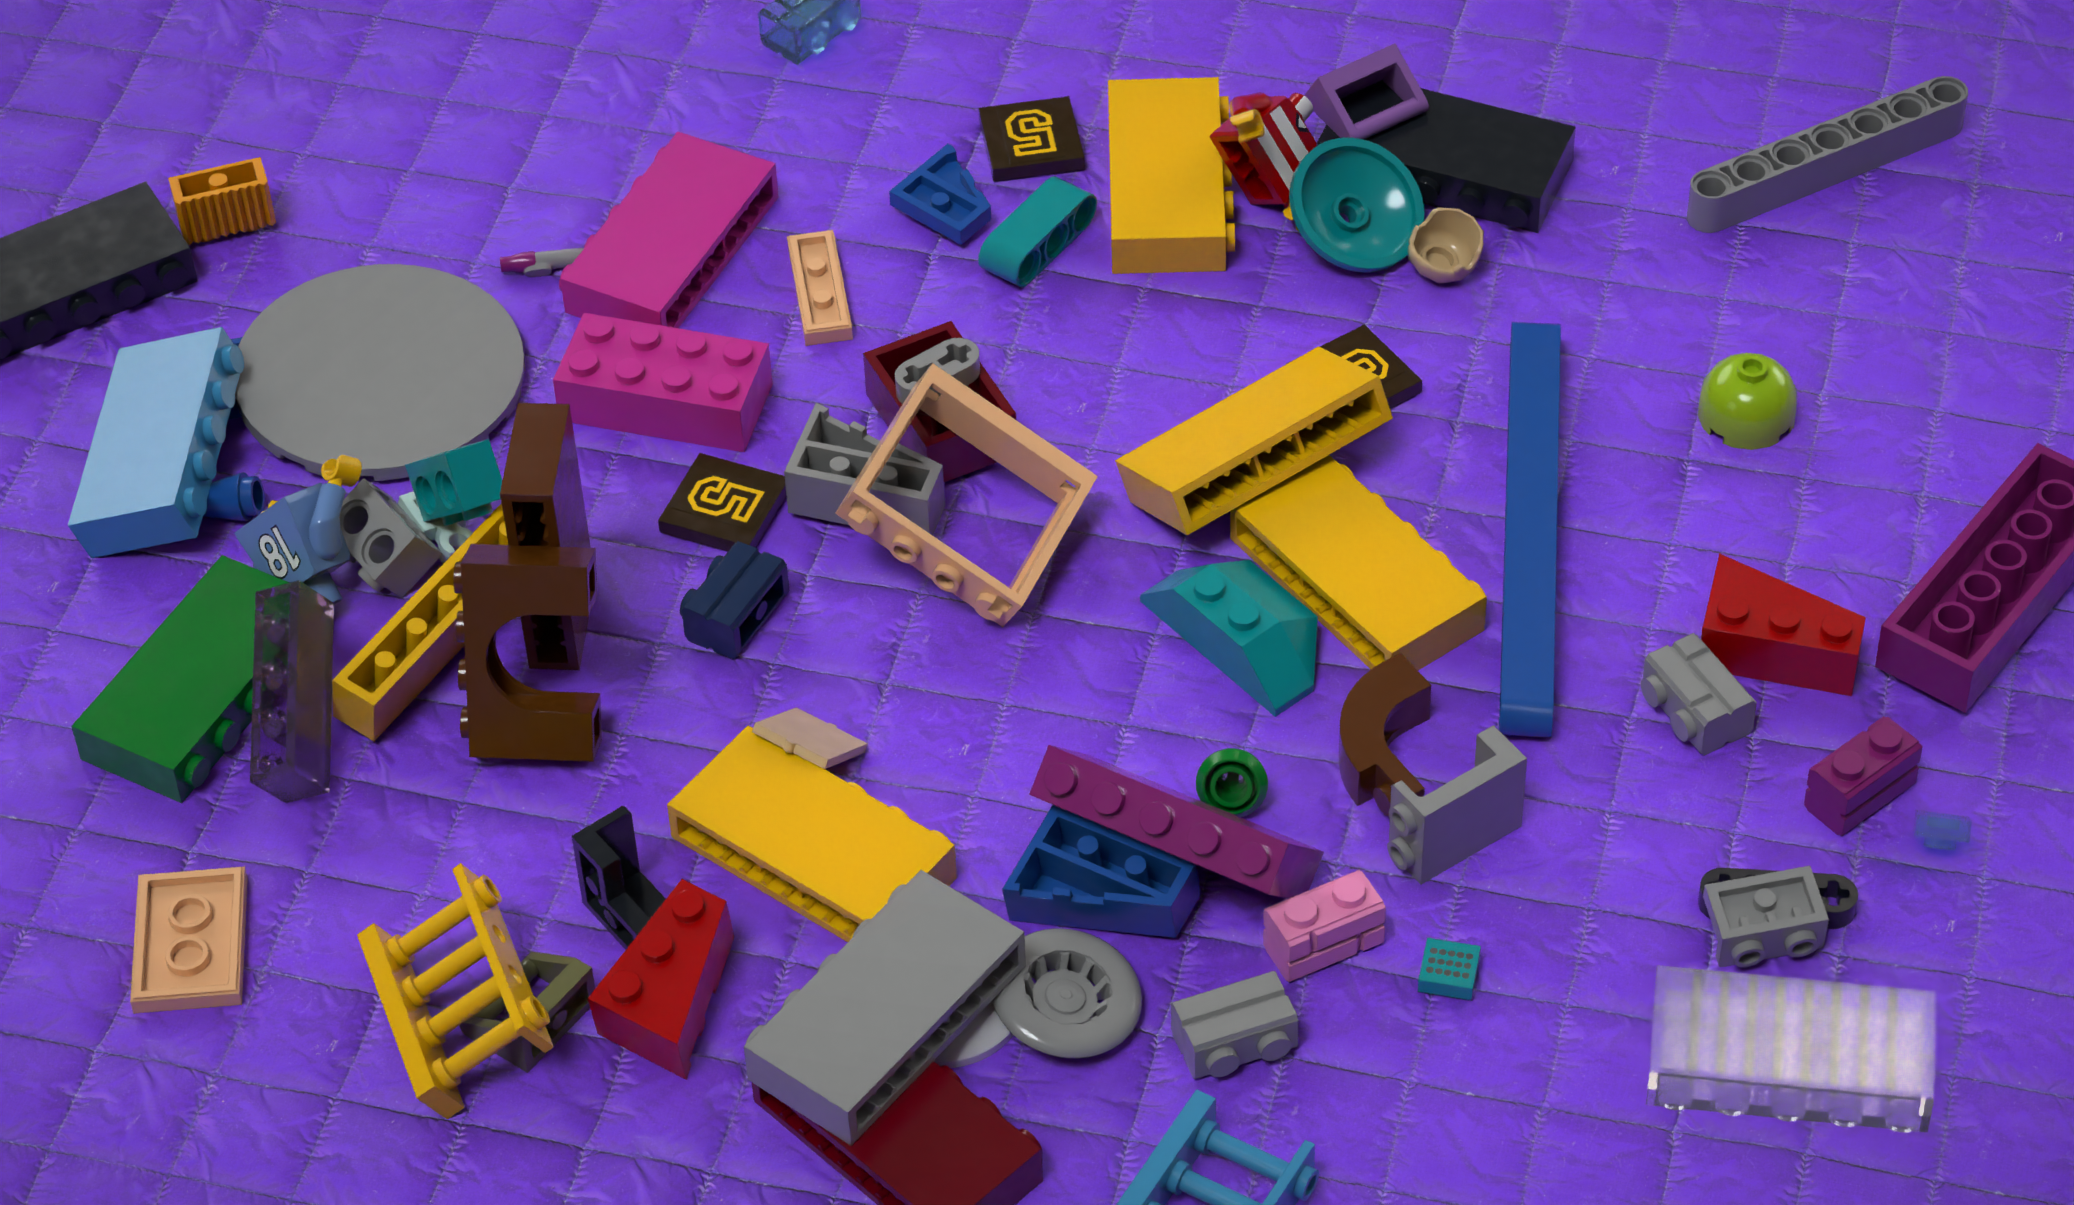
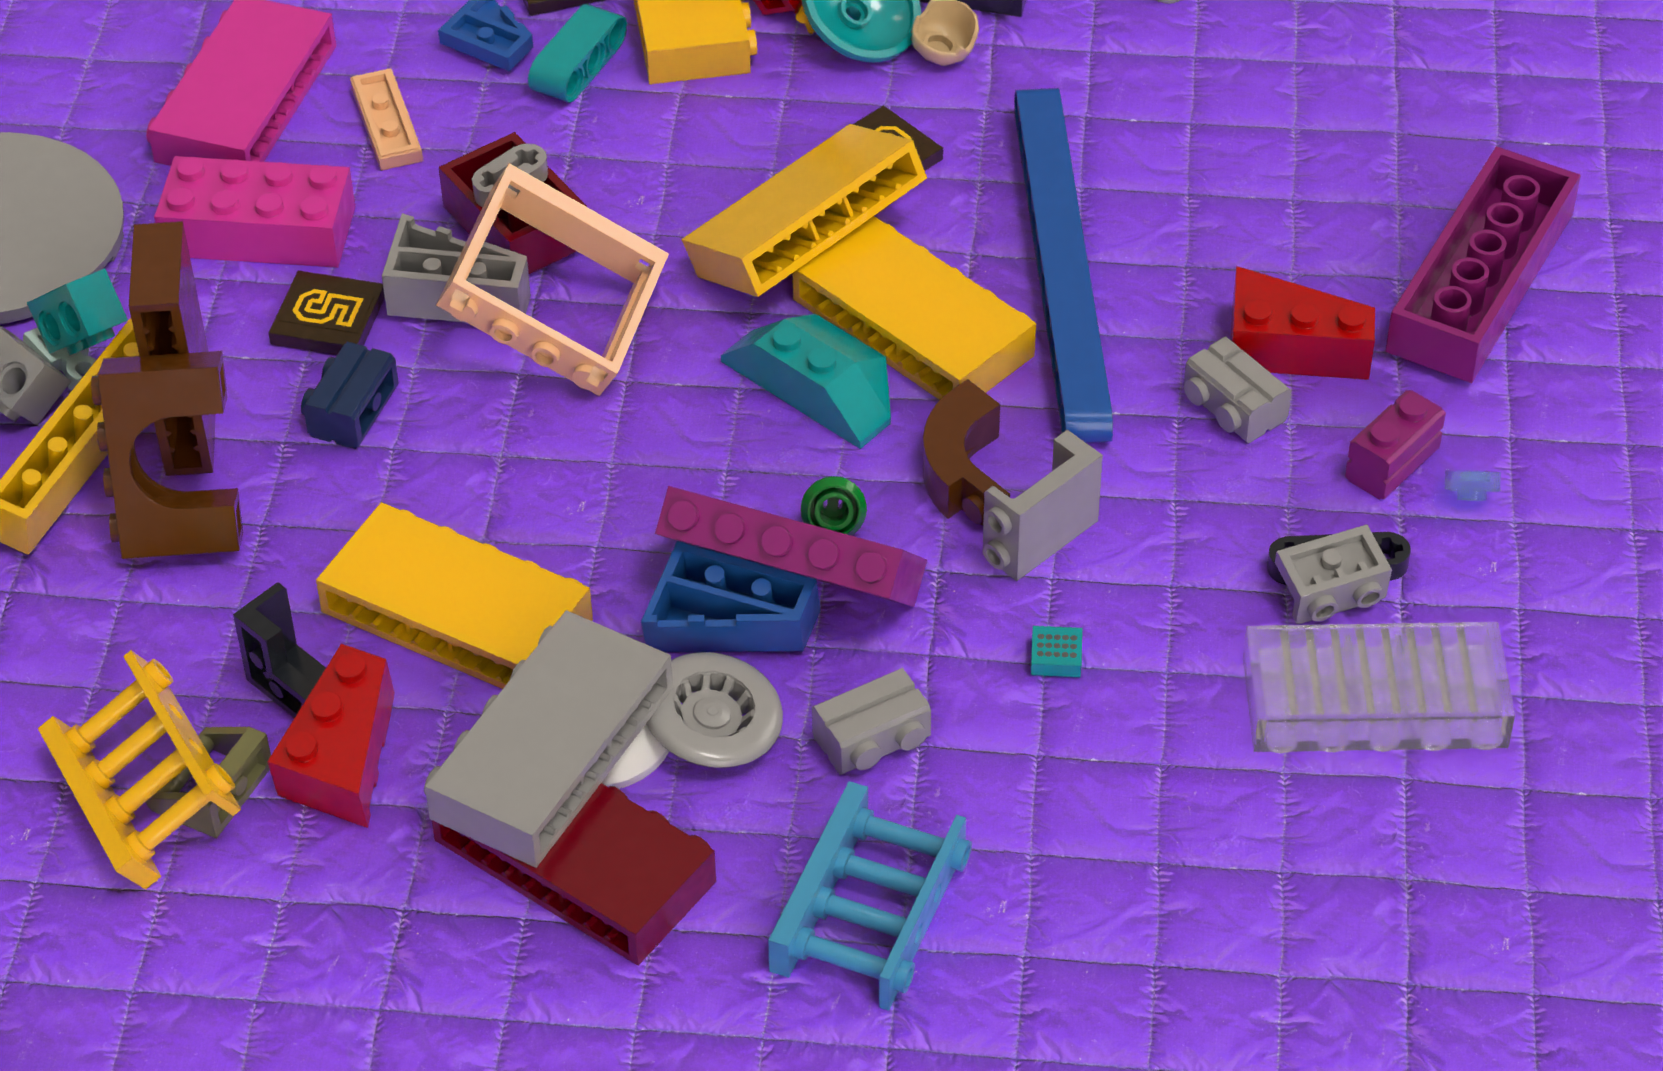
camera: 10 degrees left, 0 degrees up
(539, 263) = (124, 121): light grey piece -> none
(810, 738) = (439, 508): tan piece -> none
(1324, 925) = (938, 624): bright pink brick -> none
(1748, 401) = (1233, 138): lime cylinder -> none

